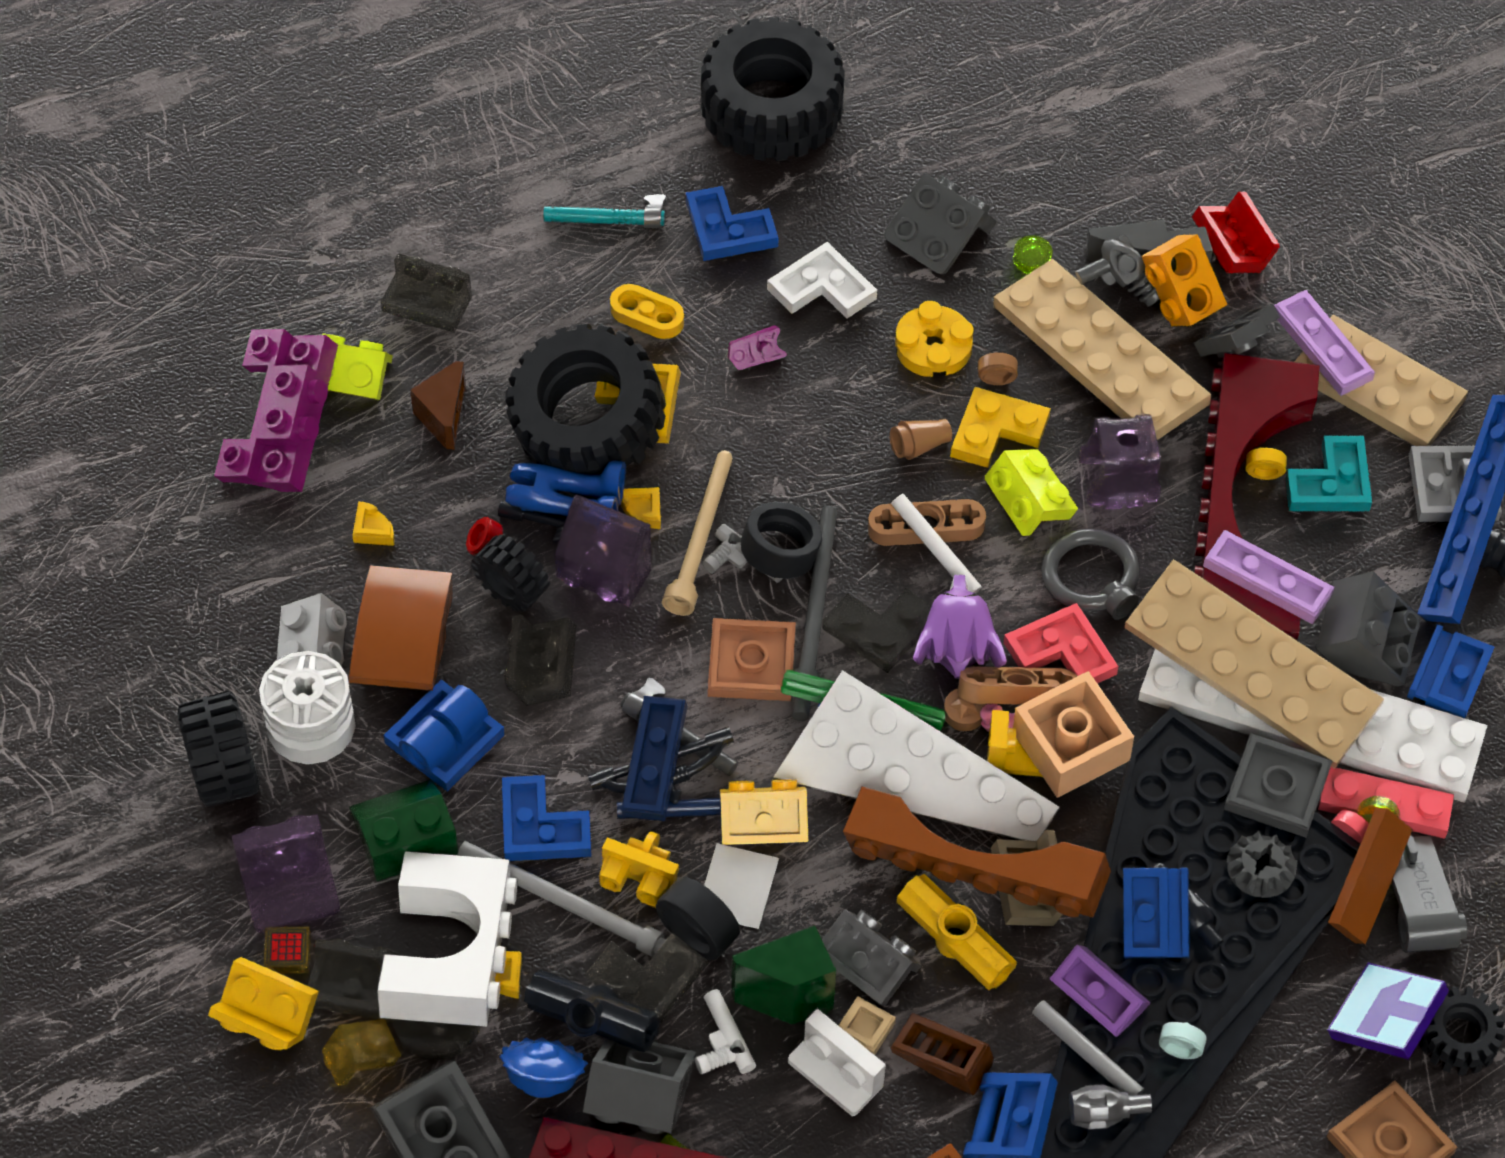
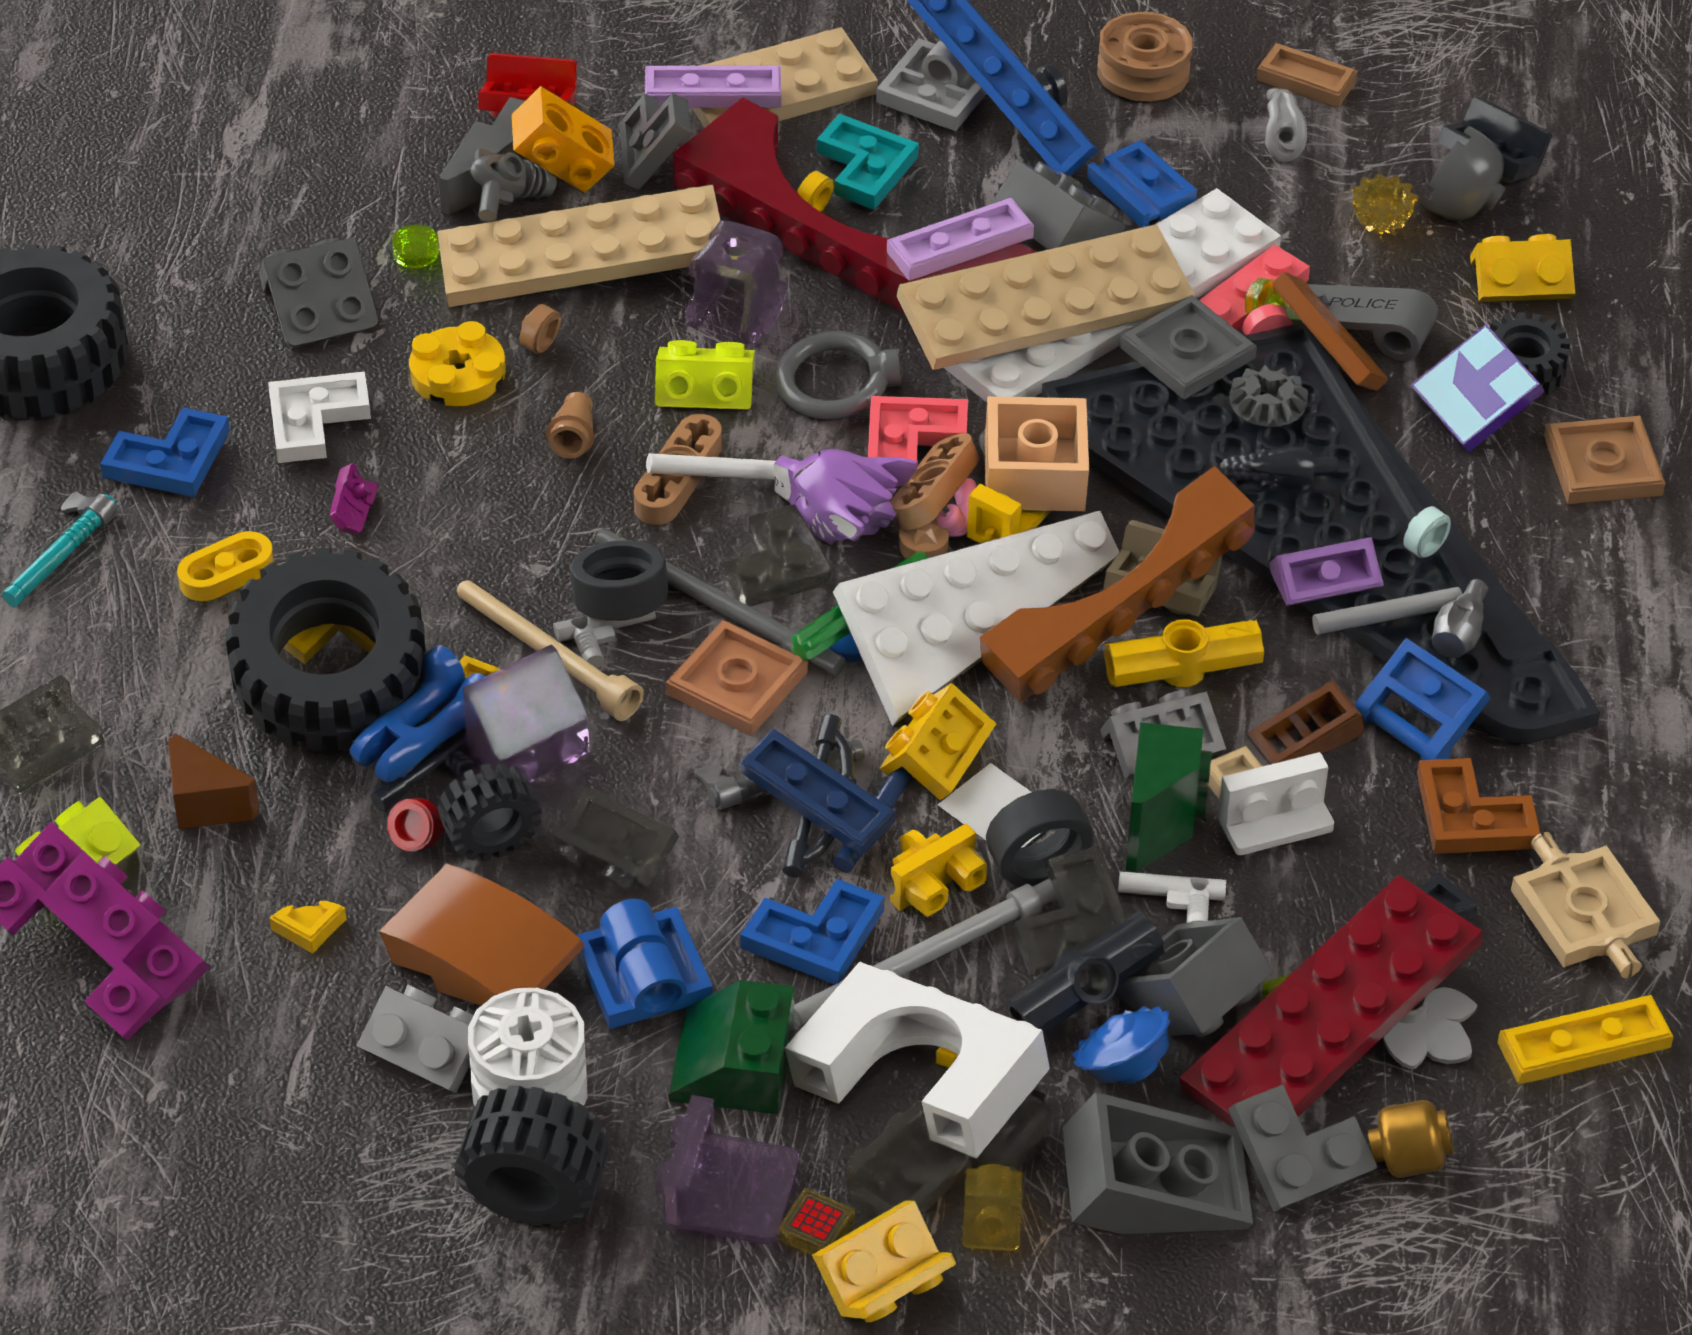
camera: 60 degrees left, 10 degrees down
(996, 416) = (596, 366): yellow plate -> none
(1156, 913) = (1283, 483): blue plate -> none

